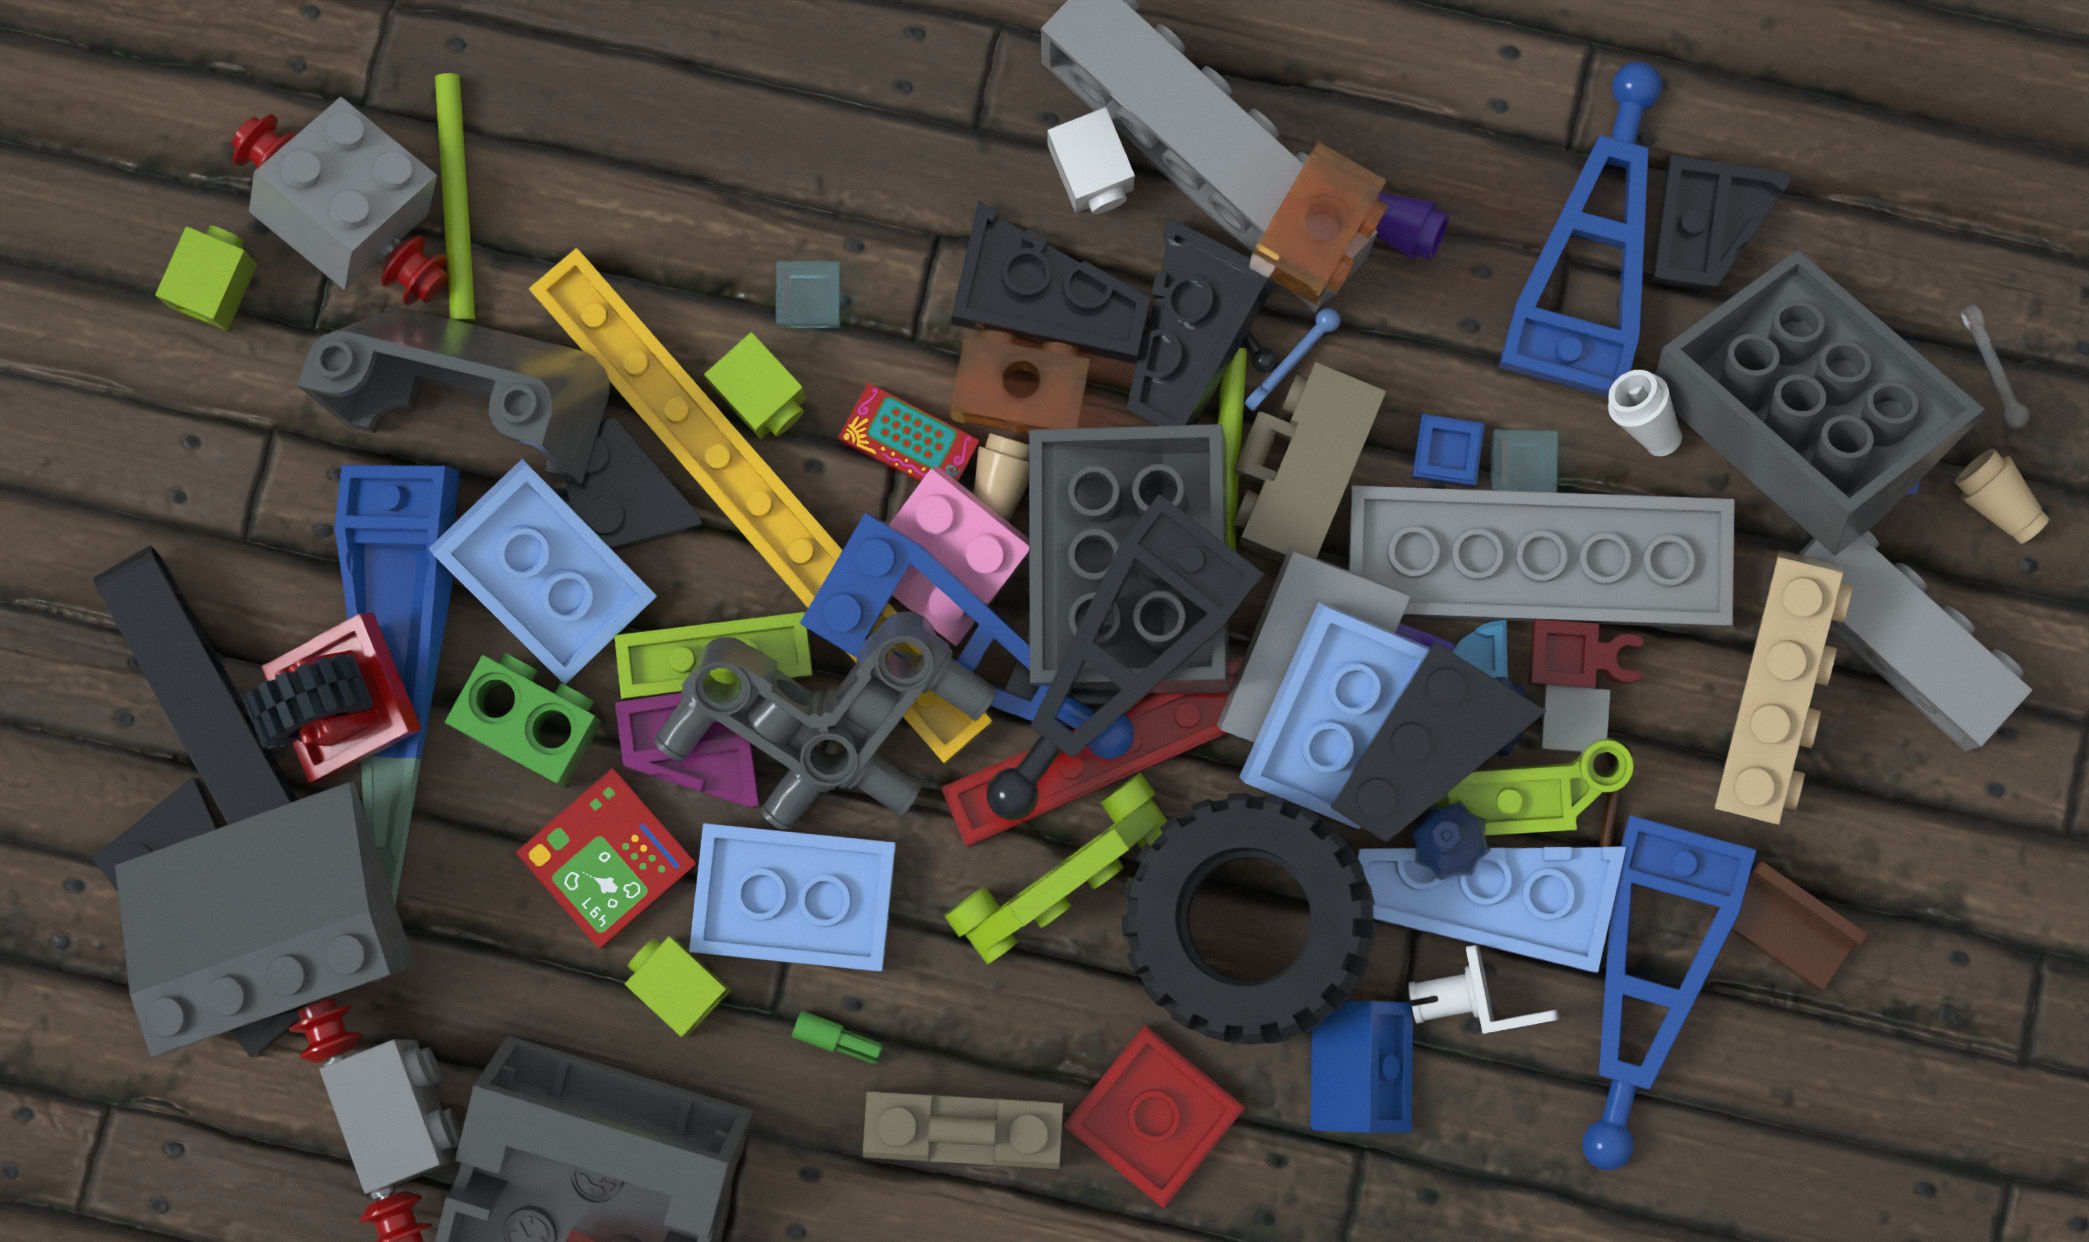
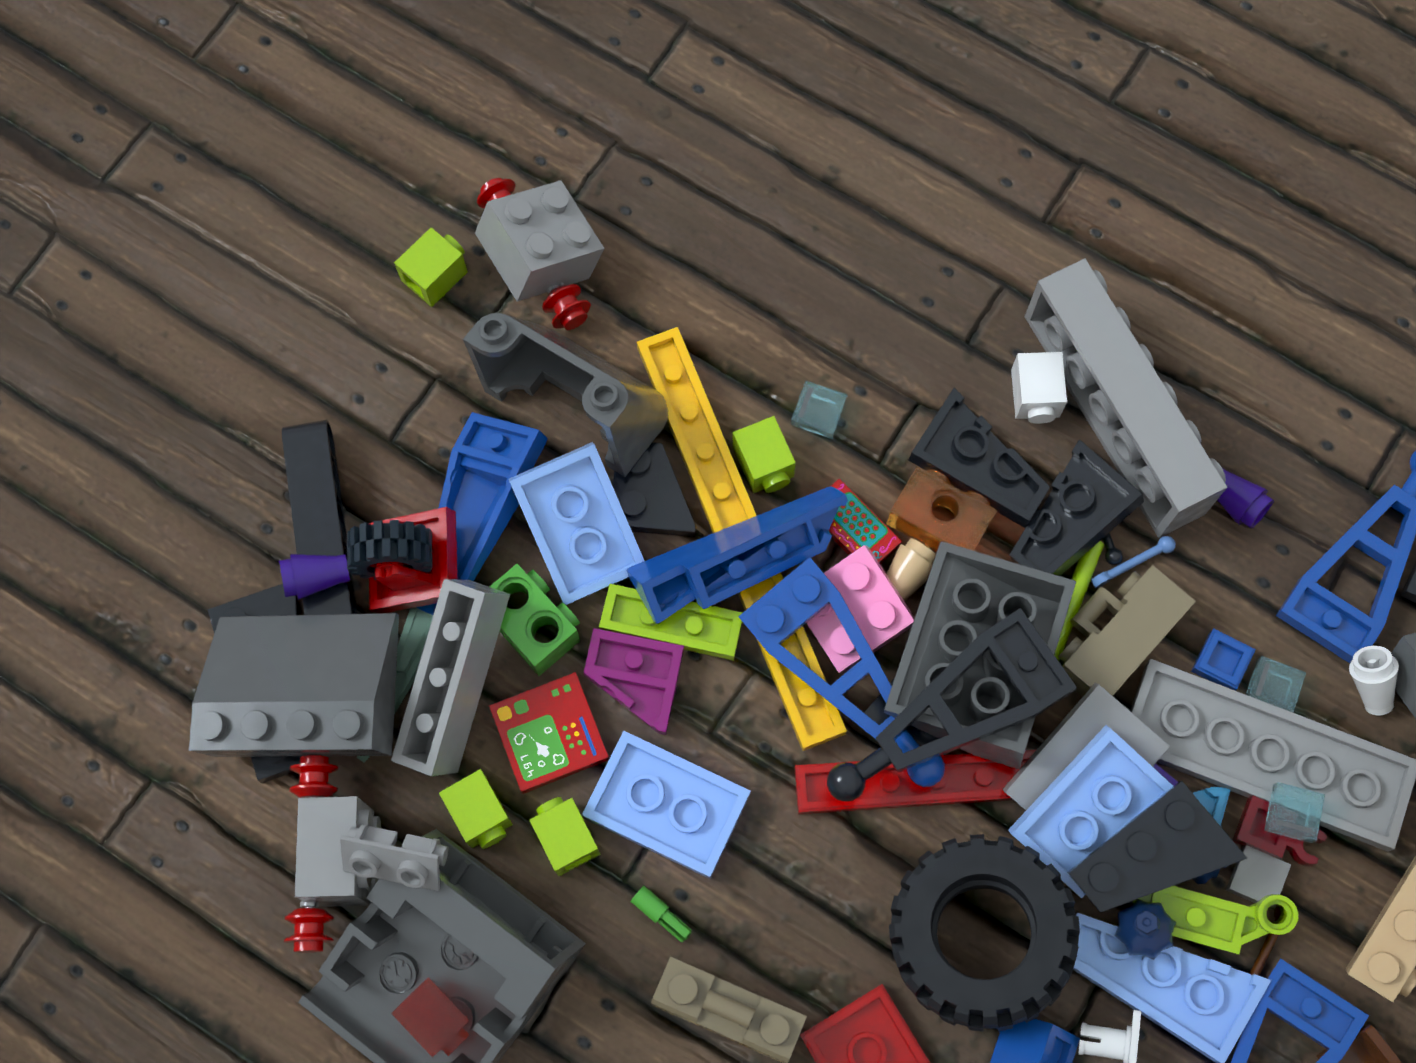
camera: 20 degrees right, 10 degrees down
(217, 767) = (312, 573): none -> dark purple cone
(442, 1105) = (372, 853): none -> light grey hinge
(453, 837) = (450, 677): none -> light grey brick
(455, 197) = (610, 272): lime bar -> none
(551, 994) = (476, 810): none -> lime brick
(770, 538) = (737, 555): none -> blue wedge
(791, 720) = (709, 679): dark grey pin -> none
(992, 925) = (797, 873): lime plate -> none
(1325, 186) = (1205, 443): clear orange brick -> none
(1593, 624) = (1294, 812): none -> clear light blue tile

